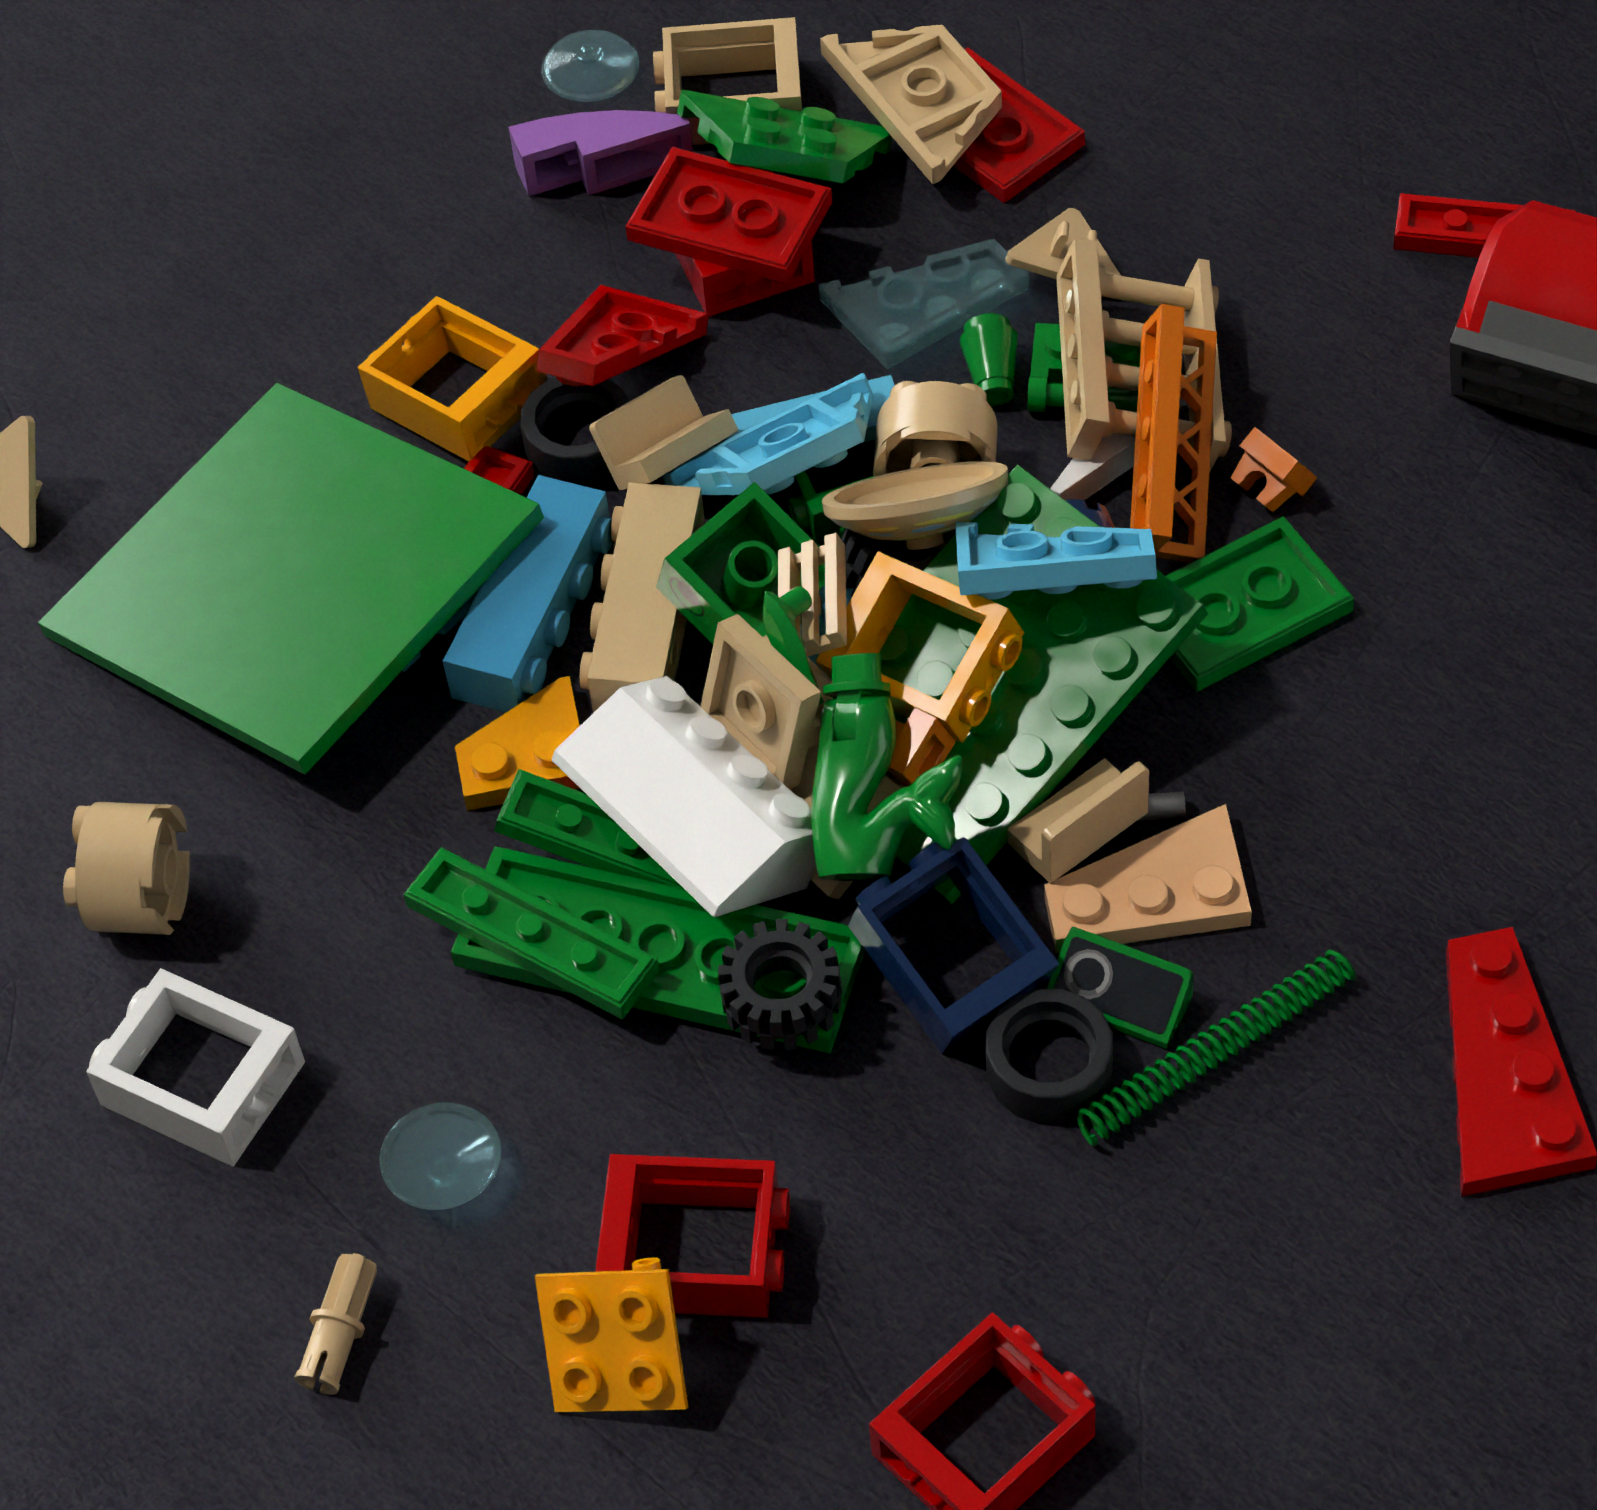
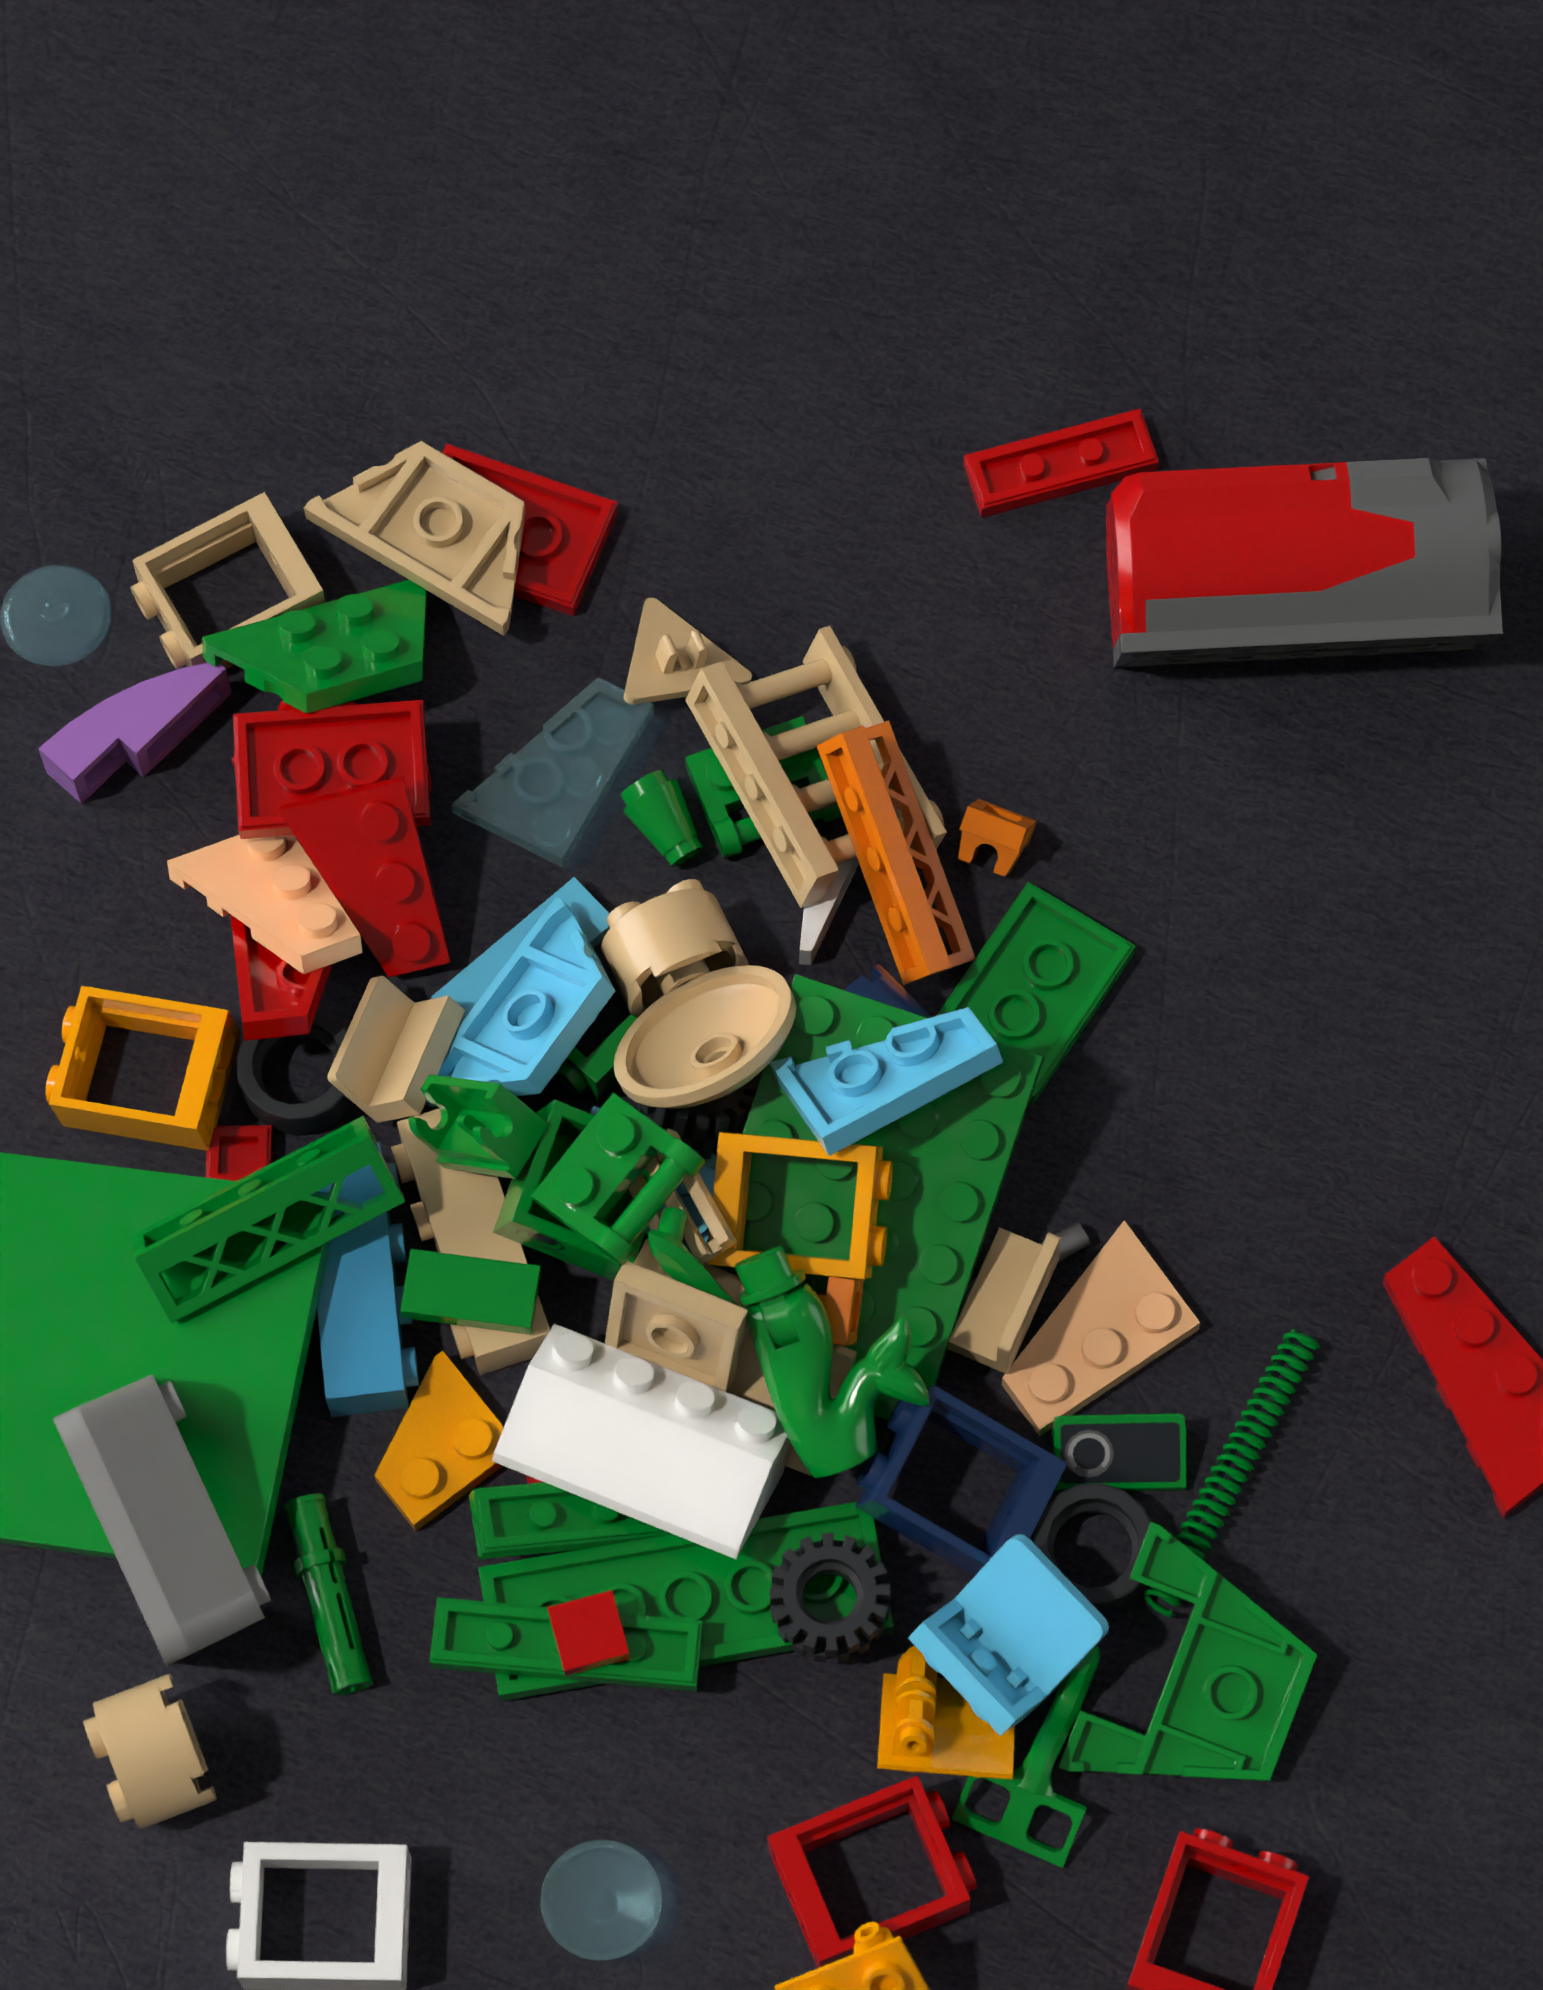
camera: 30 degrees left, 15 degrees up
(226, 678) = (160, 1518): none -> light grey windscreen
(366, 798) = (322, 1570): none -> green pin
(468, 475) = (255, 1198): none -> green fence
(549, 921) = (588, 1633): none -> red tile
(610, 623) = (470, 1291): none -> green tile
(630, 291) = (274, 893): none -> light nougat wing
(691, 488) = (479, 1126): none -> green hinge
(723, 298) = (376, 869): none -> red wing
(767, 549) = (604, 1166): none -> green plate
(825, 1136) = (934, 1728): none -> light orange hinge
(881, 1217) = (1032, 1780): none -> green piece
(927, 1082) = (1011, 1634): none -> medium azure bracket
(1105, 1220) = (1225, 1691): none -> green wing

